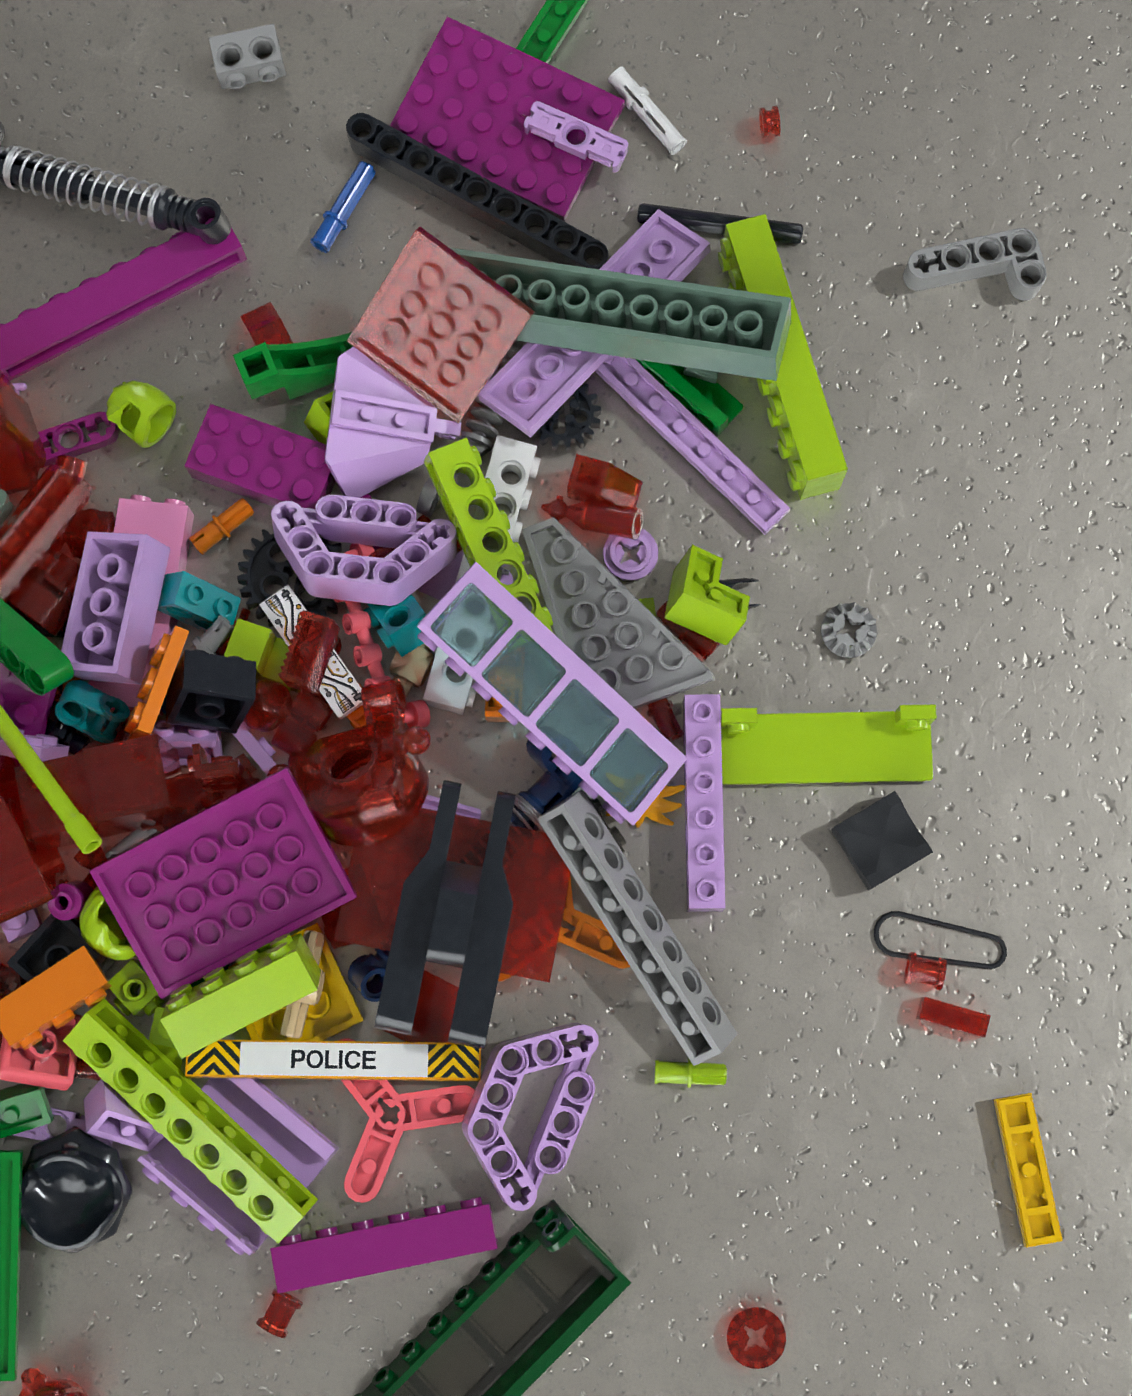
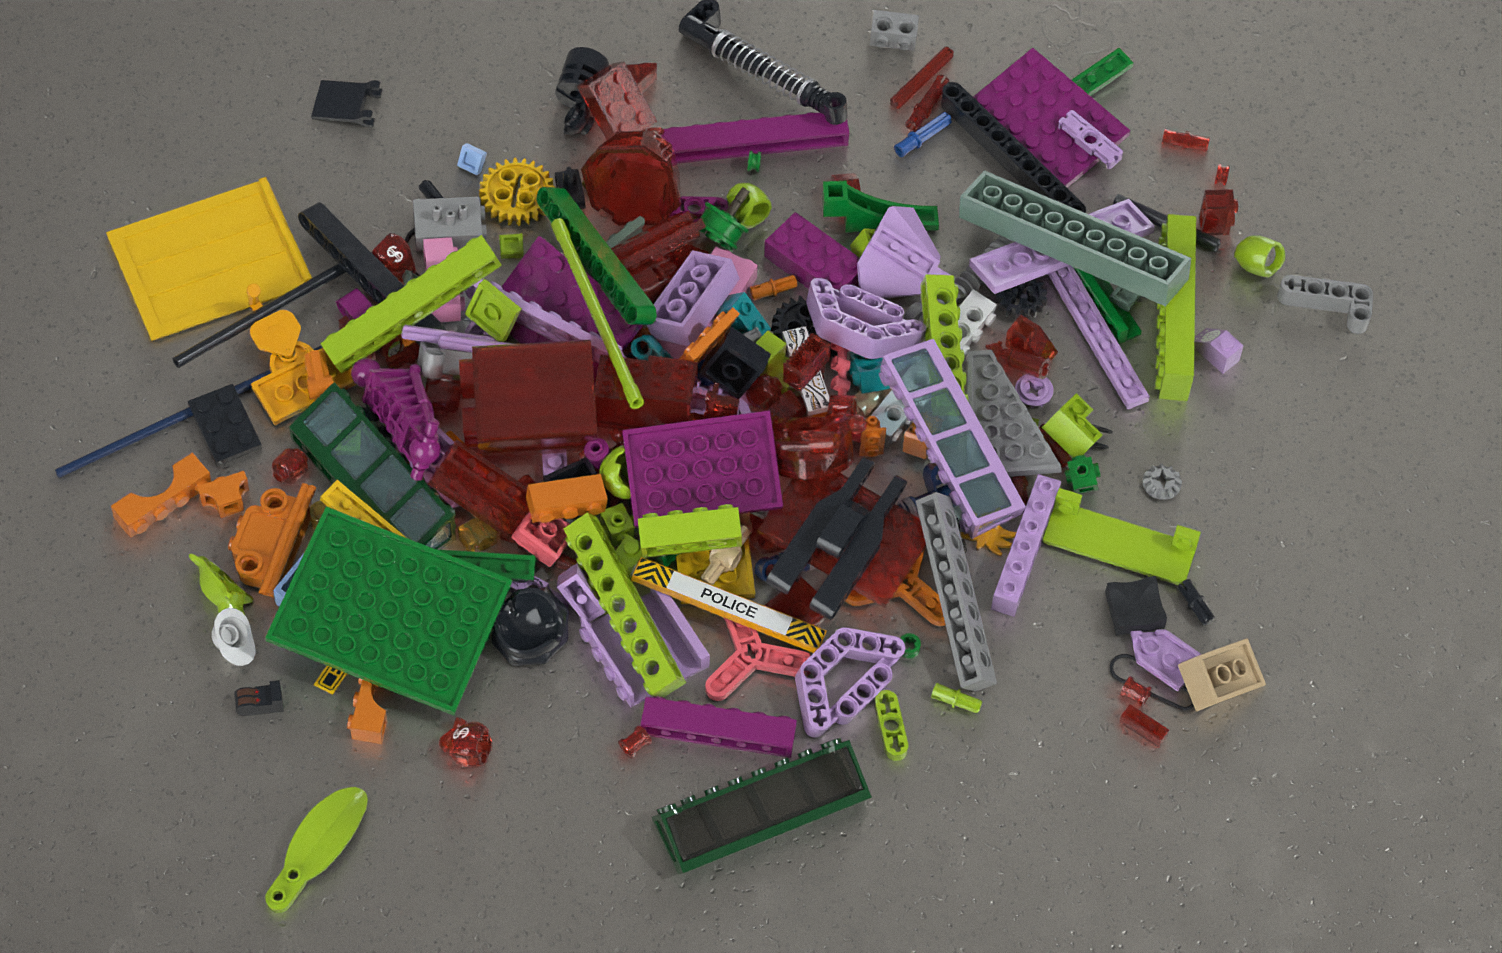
camera: 15 degrees right, 20 degrees down
(116, 462) = (722, 224): none -> green wheel
(126, 336) = (754, 161): none -> green bush
(311, 117) = (921, 77): none -> clear red axle
(330, 167) = (923, 109): none -> clear red pin
(440, 325) = (960, 208): clear red plate -> none
(441, 724) = (872, 438): none -> orange hinge
(609, 1012) = (911, 638): none -> green bush
(622, 83) = (1134, 123): white pin -> none
(638, 1166) = (888, 735): none -> lime beam
(702, 84) = (1186, 140): none -> clear red pin
(742, 678) = (1082, 482): none -> green brick
(774, 1337) = (944, 855): clear red gear -> none
(786, 187) = (1218, 212): none -> clear red brick
(855, 395) = (1218, 348): none -> lavender slope
(857, 232) = (1253, 252): none -> lime piece
(946, 900) = (1160, 654): none -> lavender tile
(958, 801) = (1196, 602): none -> black axle
(1027, 1170) = (1160, 830): yellow plate -> none
(1032, 907) = (1221, 674): none -> tan slope

